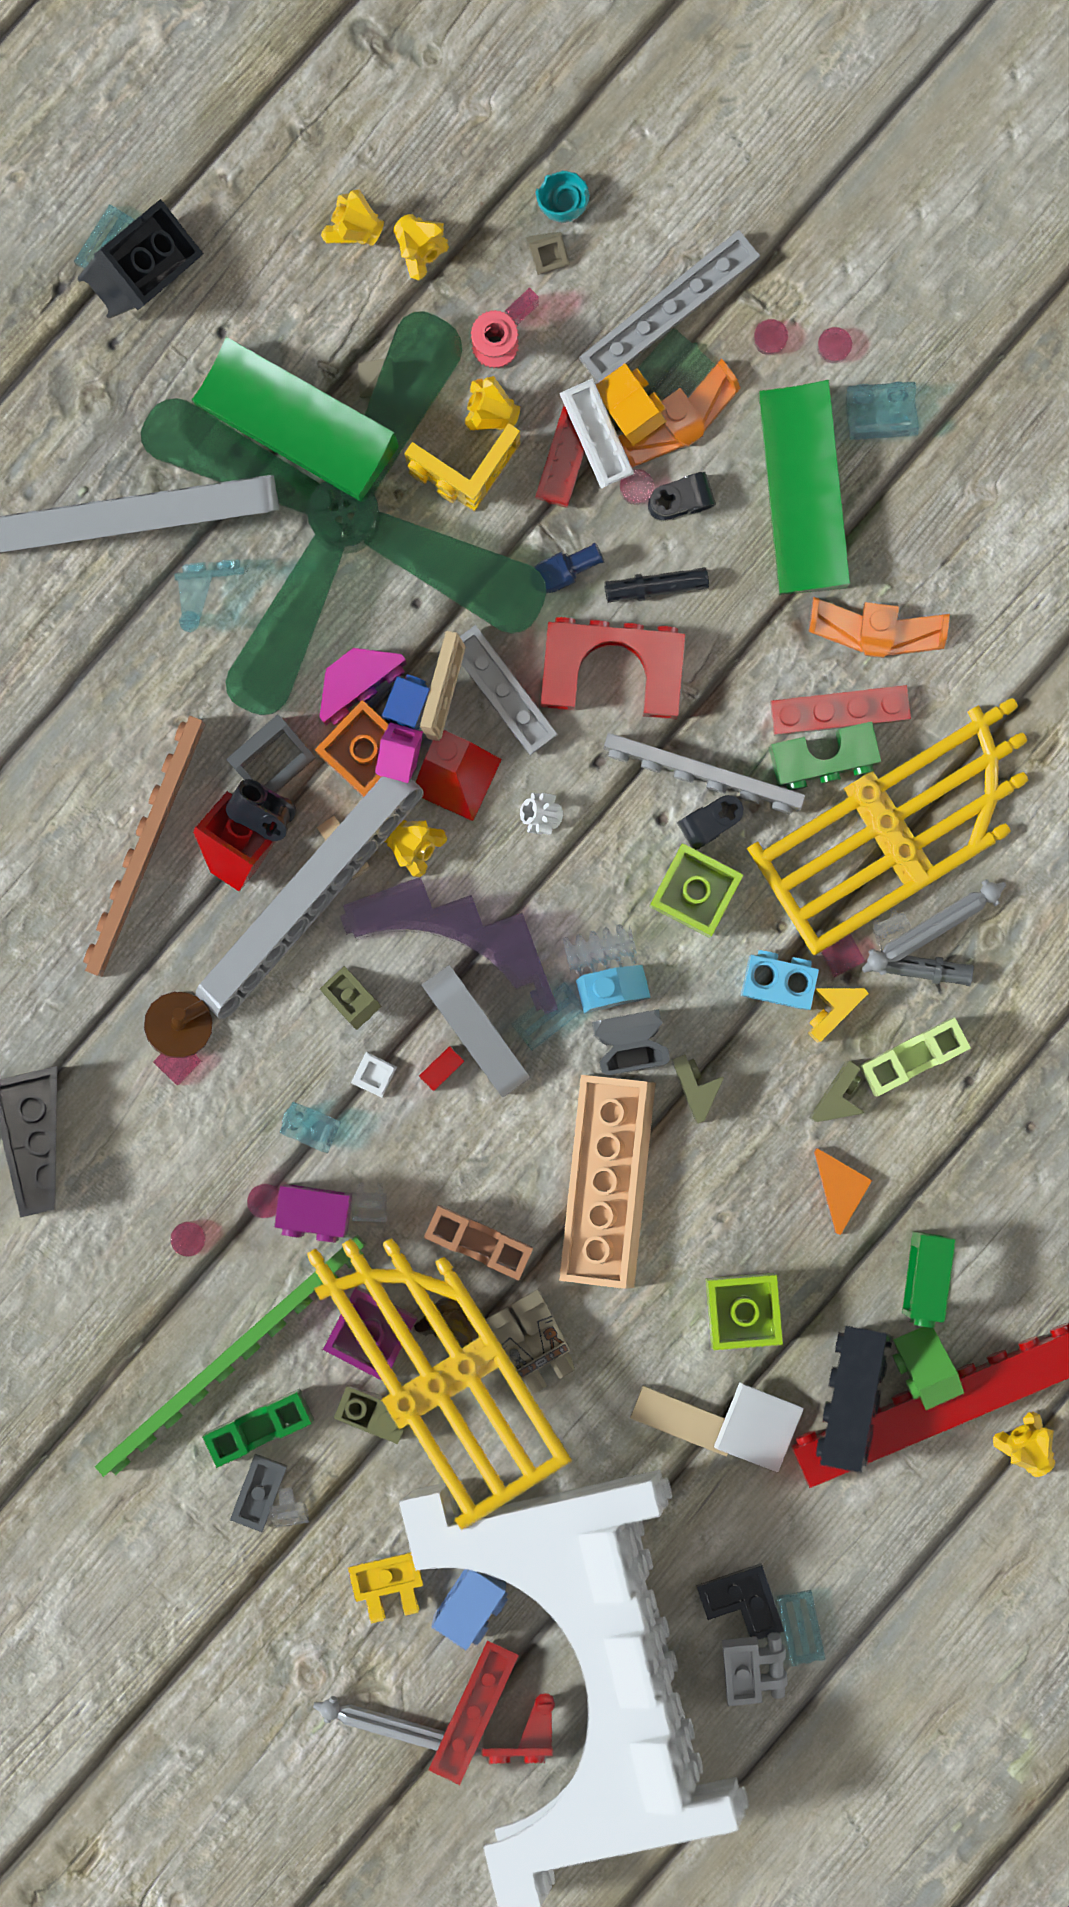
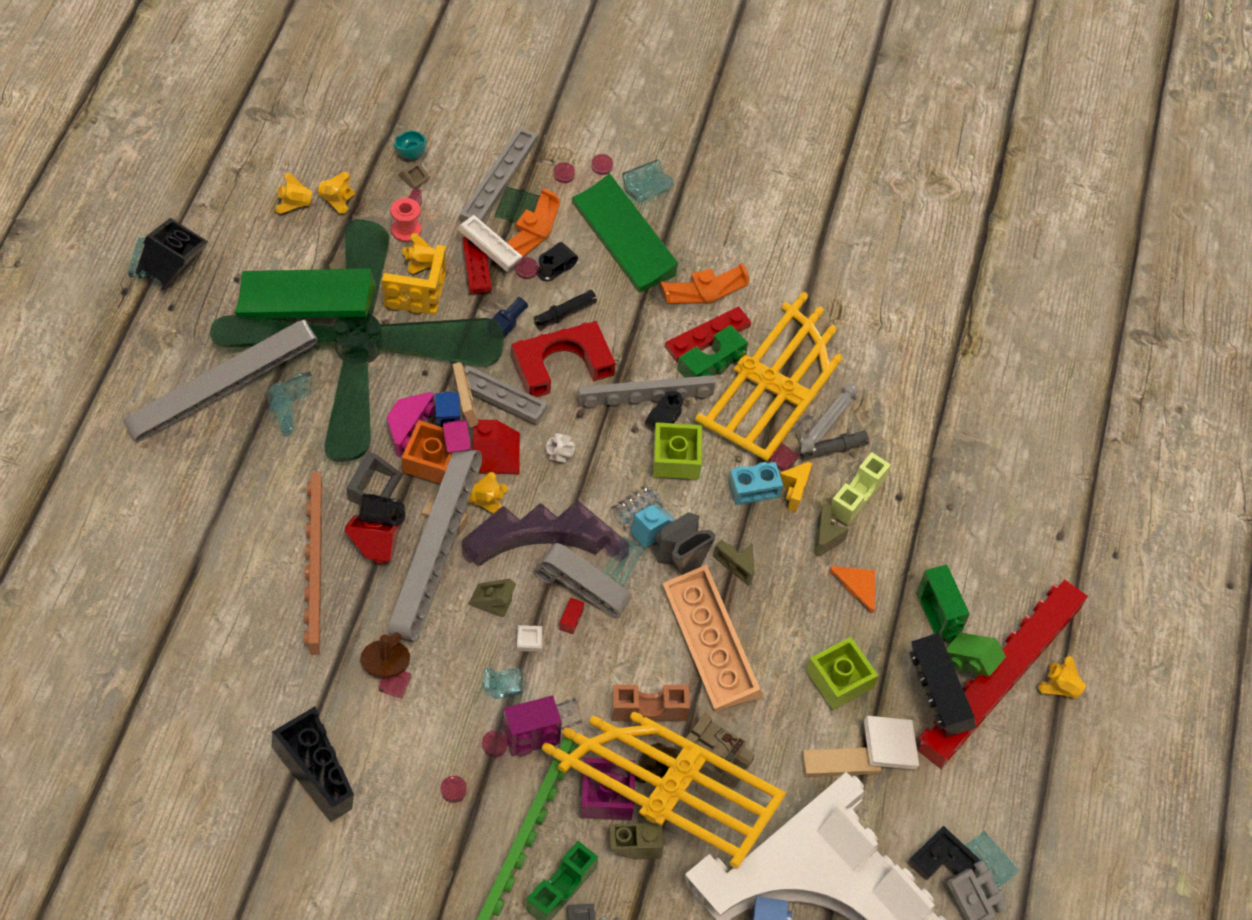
camera: 30 degrees left, 30 degrees down
(630, 404) = (504, 222): light orange brick -> none

